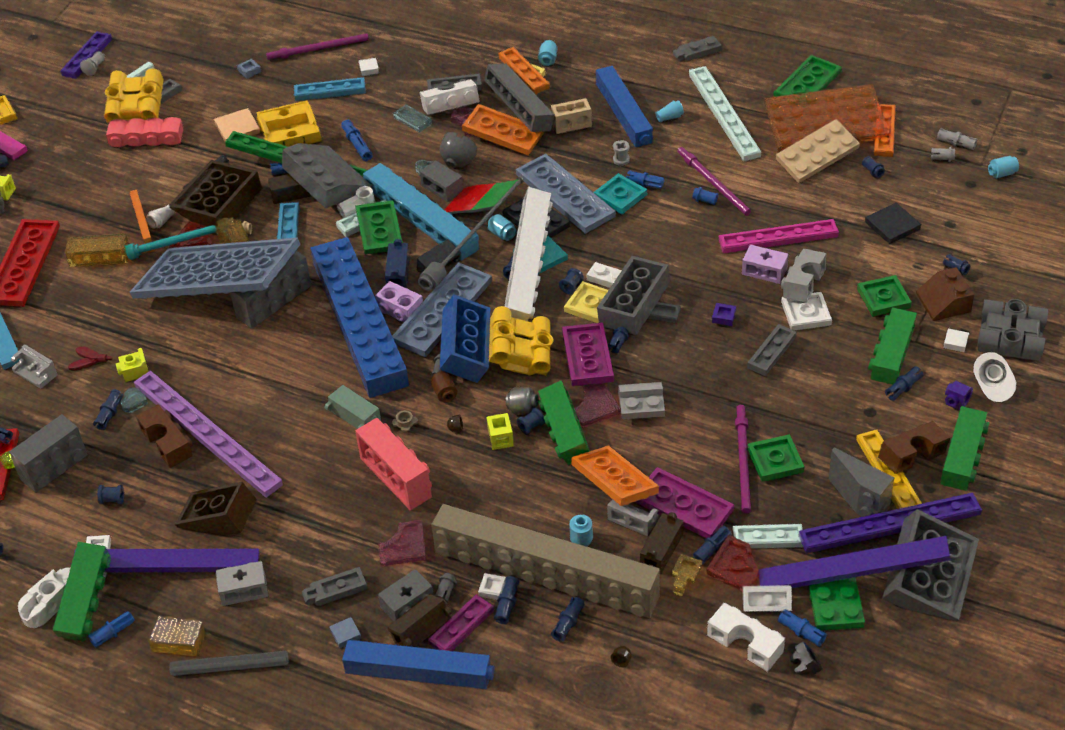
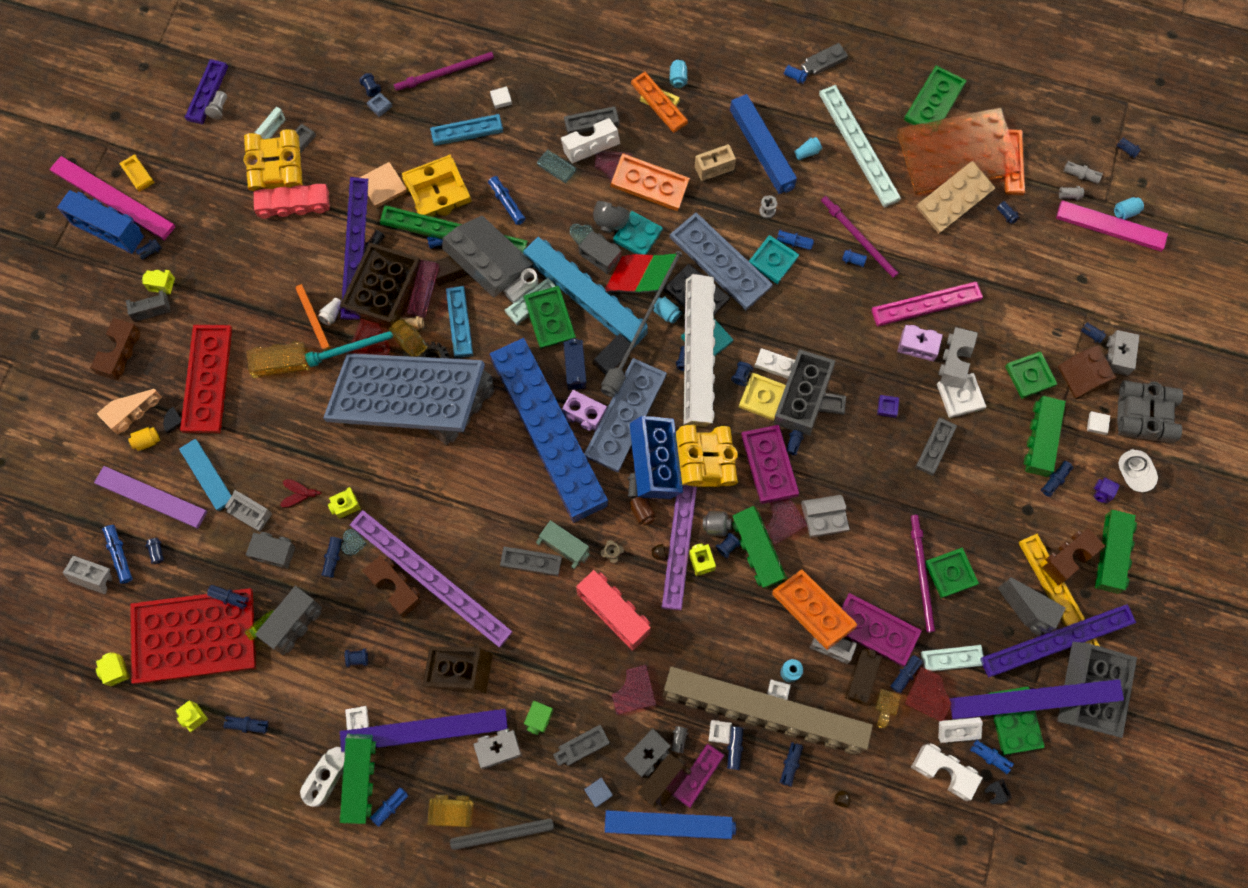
camera: 10 degrees left, 25 degrees up
(46, 399) = (270, 550): none -> dark grey brick
(199, 154) = (354, 234): none -> dark purple tile
(242, 50) = (370, 85): none -> dark blue bush
(256, 198) = (423, 288): none -> clear pink tile
(293, 557) = (538, 718): none -> bright green brick
(316, 424) = (531, 561): none -> dark grey plate
(476, 425) = (679, 549): none -> medium lavender tile
(484, 170) = (638, 234): none -> teal plate
(519, 97) = (660, 140): dark grey brick -> none
(669, 58) = (798, 75): none -> blue pin
(892, 223) = (1031, 282): black tile -> none
(985, 182) = (1112, 226): none -> dark pink tile
(986, 279) = (1122, 352): none -> light grey brick
(1011, 123) = (1130, 148): none -> dark blue pin

